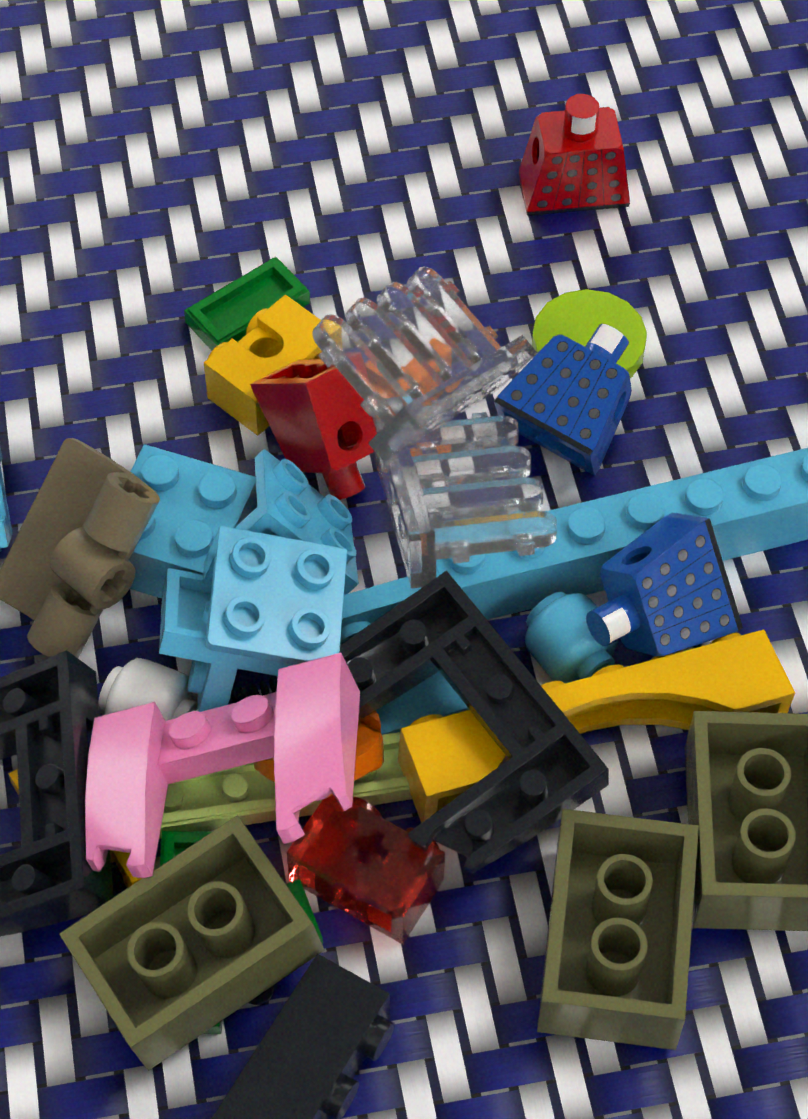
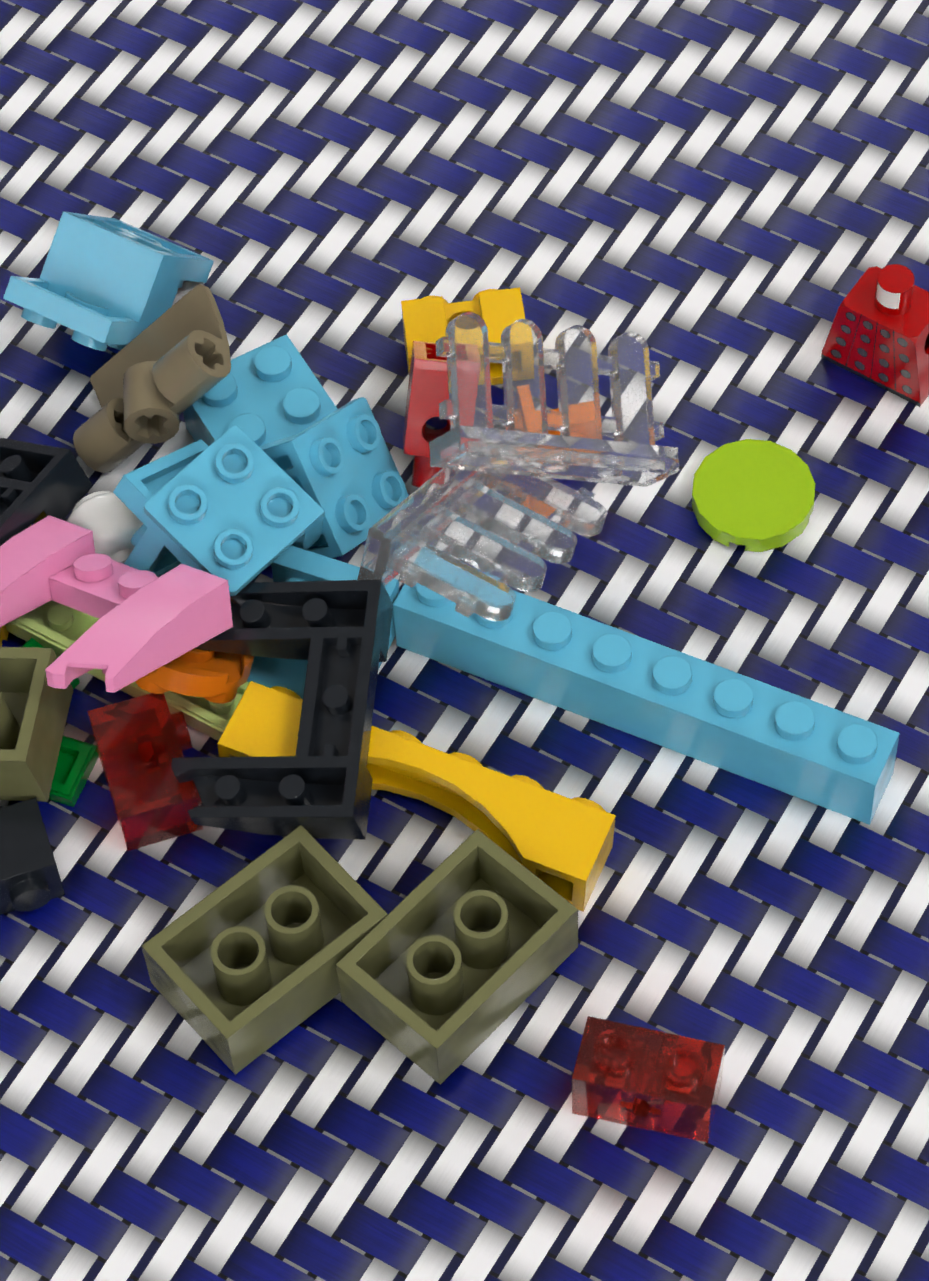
camera: 45 degrees right, 0 degrees up
(231, 308) = (536, 275): green tile -> none
(561, 638) = (474, 715): medium azure head -> none
(571, 397) = (670, 528): blue torso -> none
(666, 590) = (559, 727): blue torso -> none

